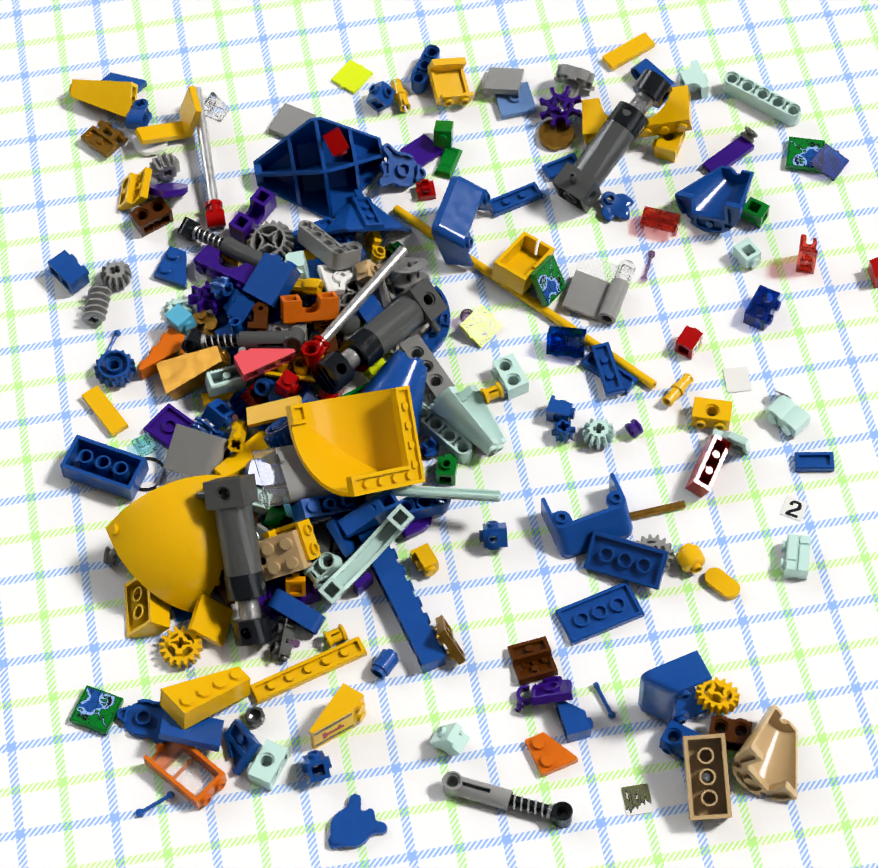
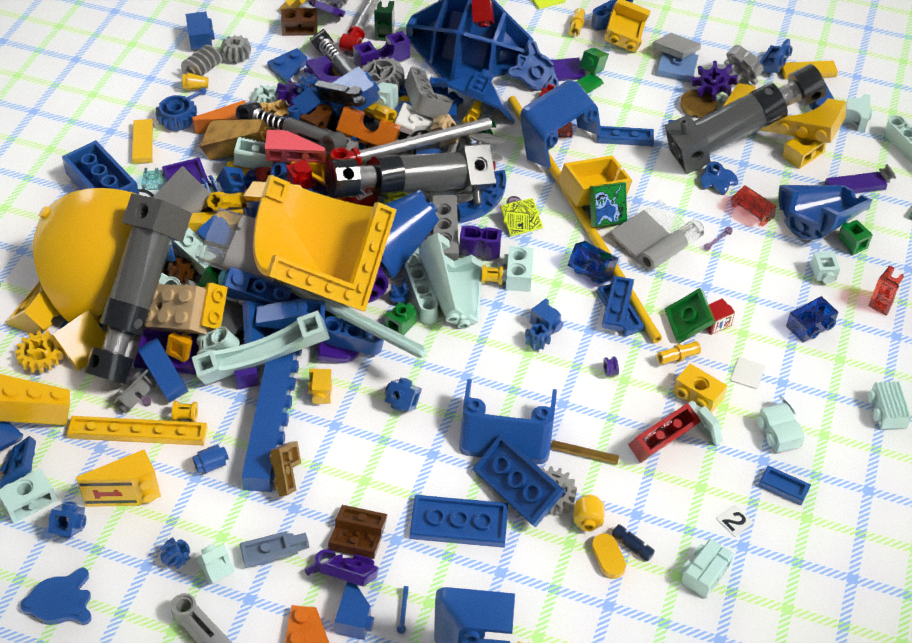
camera: 25 degrees right, 10 degrees down
(104, 328) = (194, 82): none -> yellow cone
(180, 319) = (257, 93): medium azure brick -> none
(235, 182) = (384, 21): none -> dark green hinge
(254, 716) = (53, 446): dark grey tile -> none
(271, 289) = (340, 94): none -> black hinge
(380, 96) = (557, 14): blue brick -> none
(414, 747) = (175, 553): none -> blue gear
(466, 368) = (480, 242): none -> dark purple brick
(480, 706) = (272, 548): none -> sand blue hinge
(595, 53) = (776, 57): none -> blue bracket
(598, 433) = (571, 354): light aqua gear -> none
(669, 353) = (689, 315): none -> green tile
(733, 564) = (633, 542): none -> dark blue axle
(856, 356) = (889, 405): none -> light aqua brick

